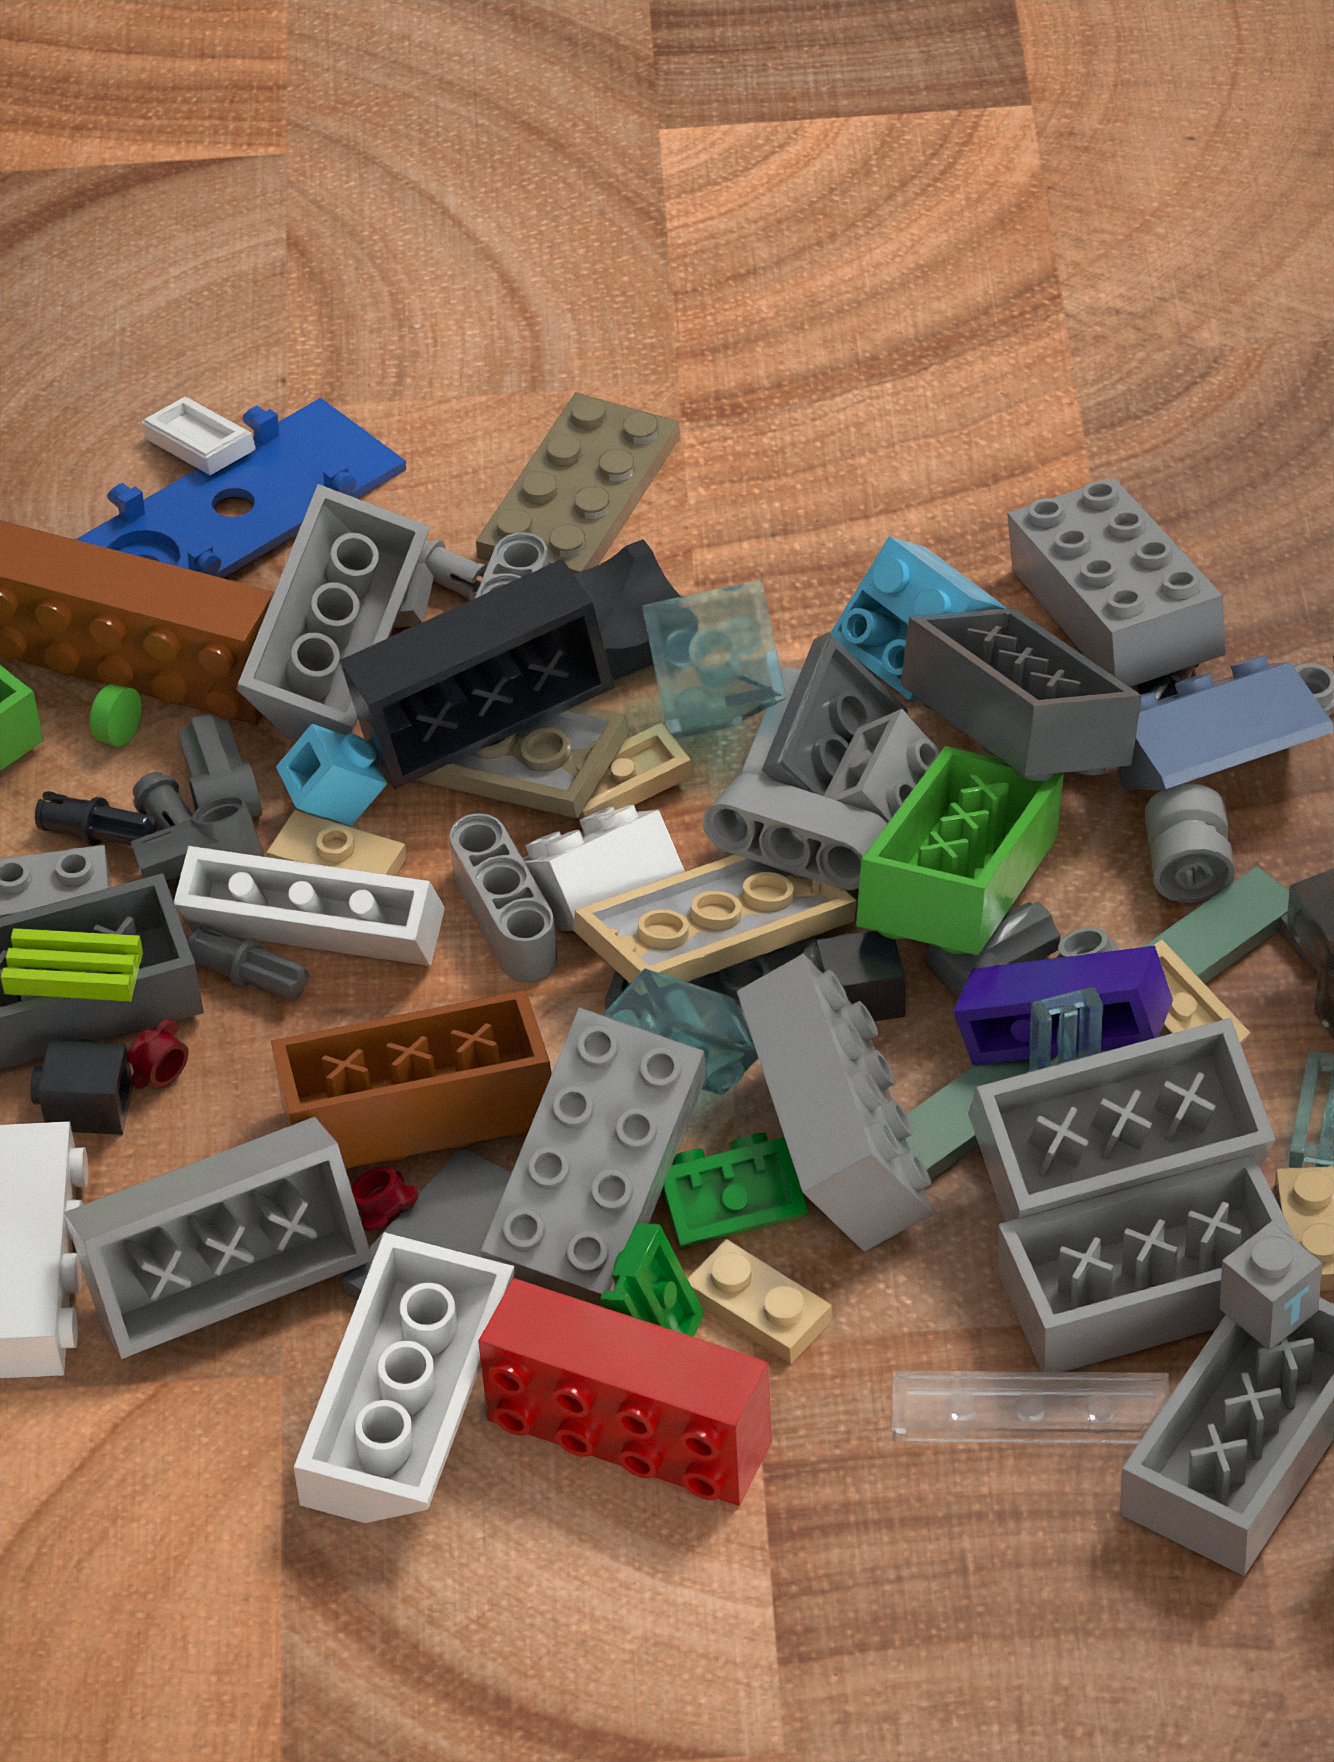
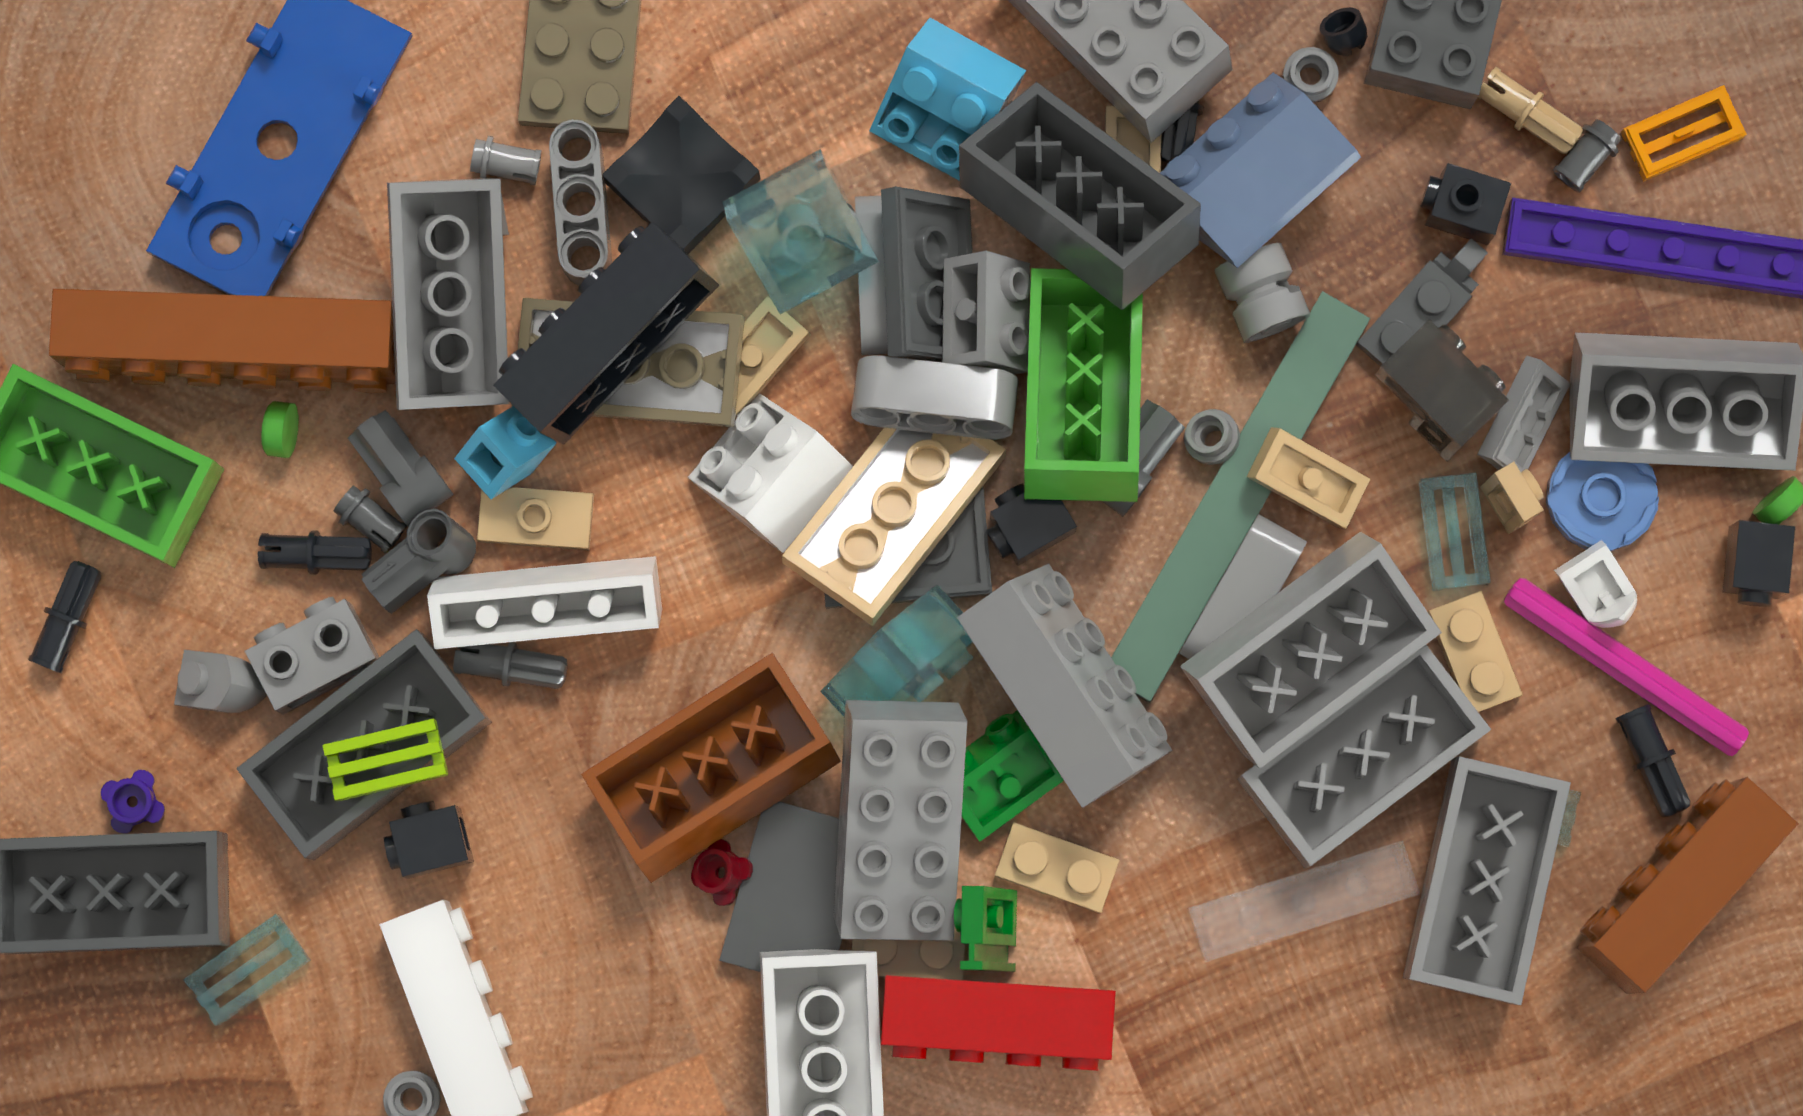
camera: 20 degrees left, 35 degrees up
(157, 1056) = (477, 790): dark red plate -> none
(198, 435) = (210, 68): white tile -> none
(218, 1236) = (616, 980): light grey brick -> none
(503, 897) = (687, 505): light grey beam -> none
(998, 999) = (1221, 525): dark purple brick -> none
(1066, 1004) = (1246, 593): clear light blue tile -> none
(1270, 1285) = (1484, 793): light grey brick -> none

